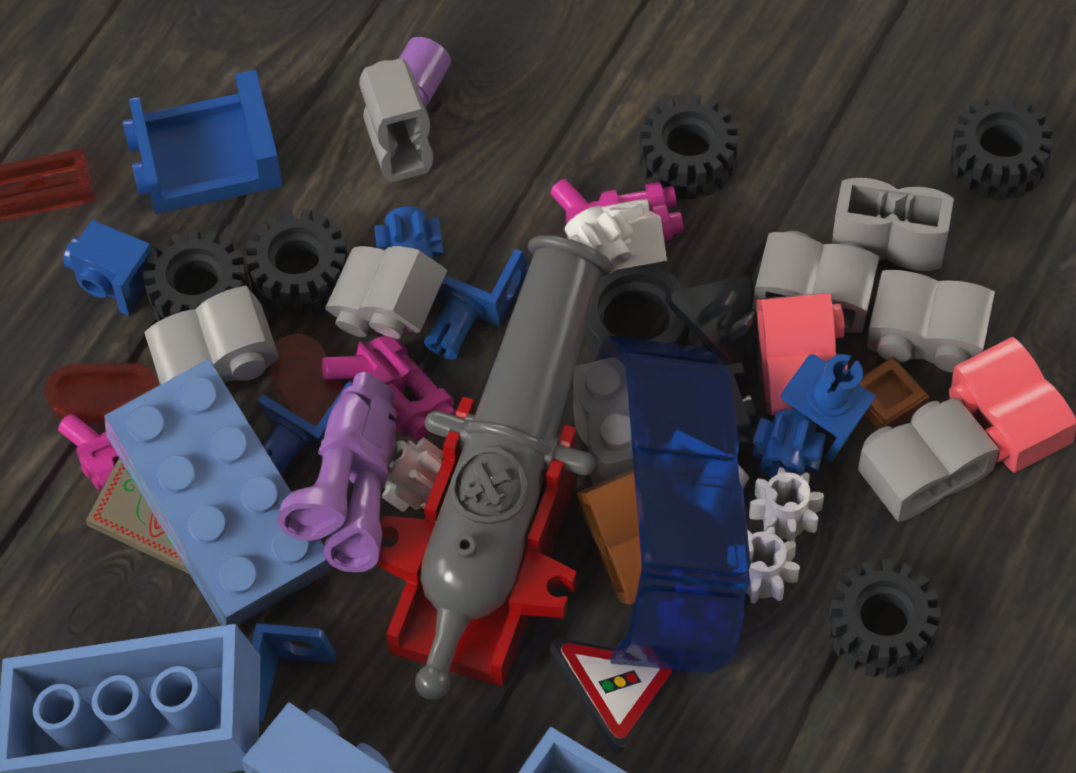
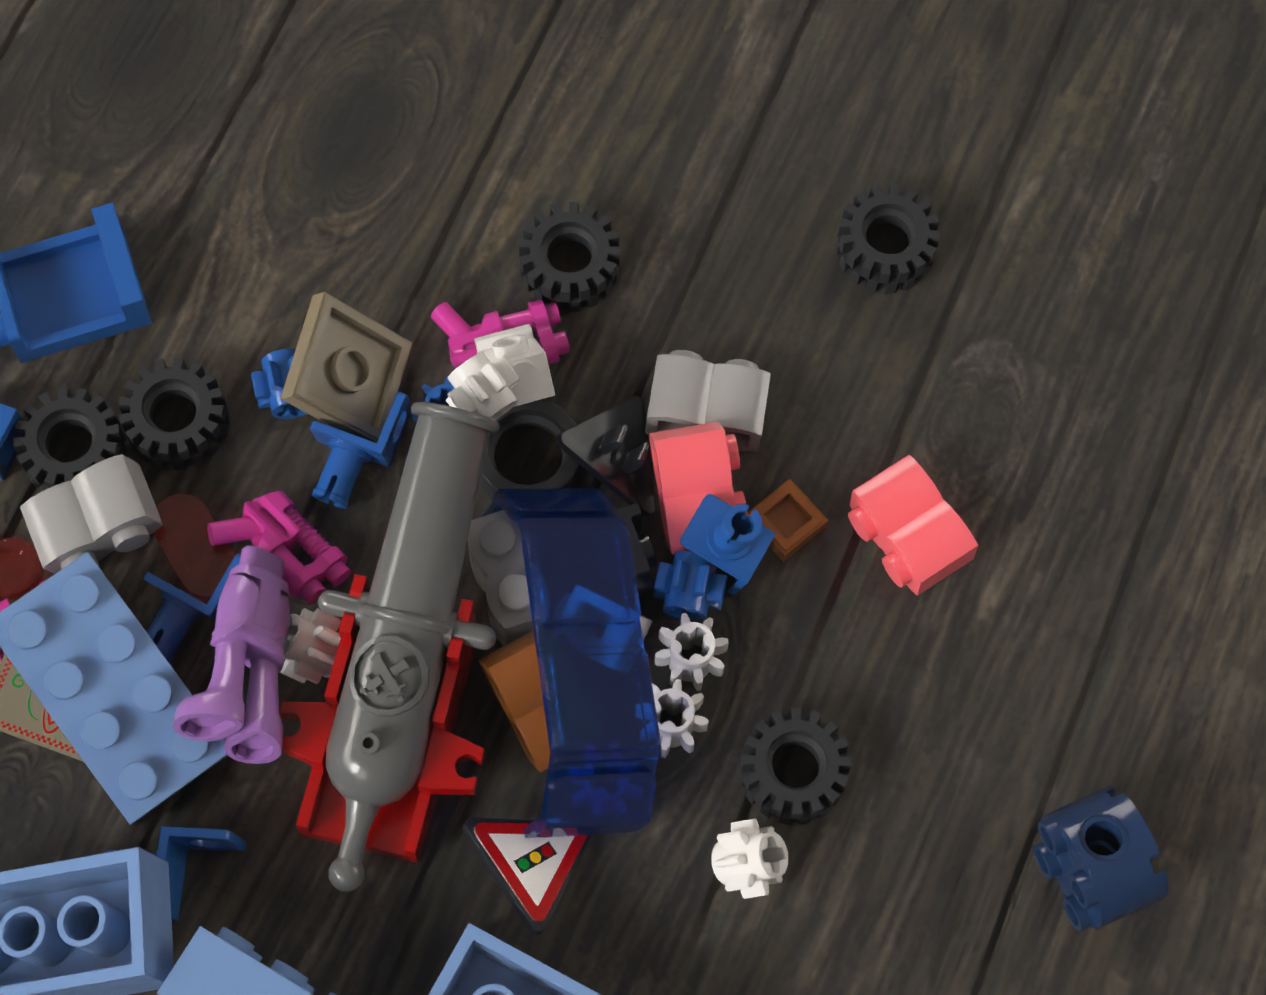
camera: 10 degrees left, 10 degrees up
(385, 291) = (267, 449): light grey brick -> none
(396, 119) = (264, 250): light grey brick -> none
(428, 64) = (284, 190): medium lavender beam -> none
(466, 224) = (345, 368): none -> dark tan tile
(833, 698) = (749, 858): none -> white gear
(896, 224) = (790, 337): light grey brick -> none
(927, 458) = (829, 590): light grey brick -> none
(929, 319) = (825, 438): light grey brick -> none

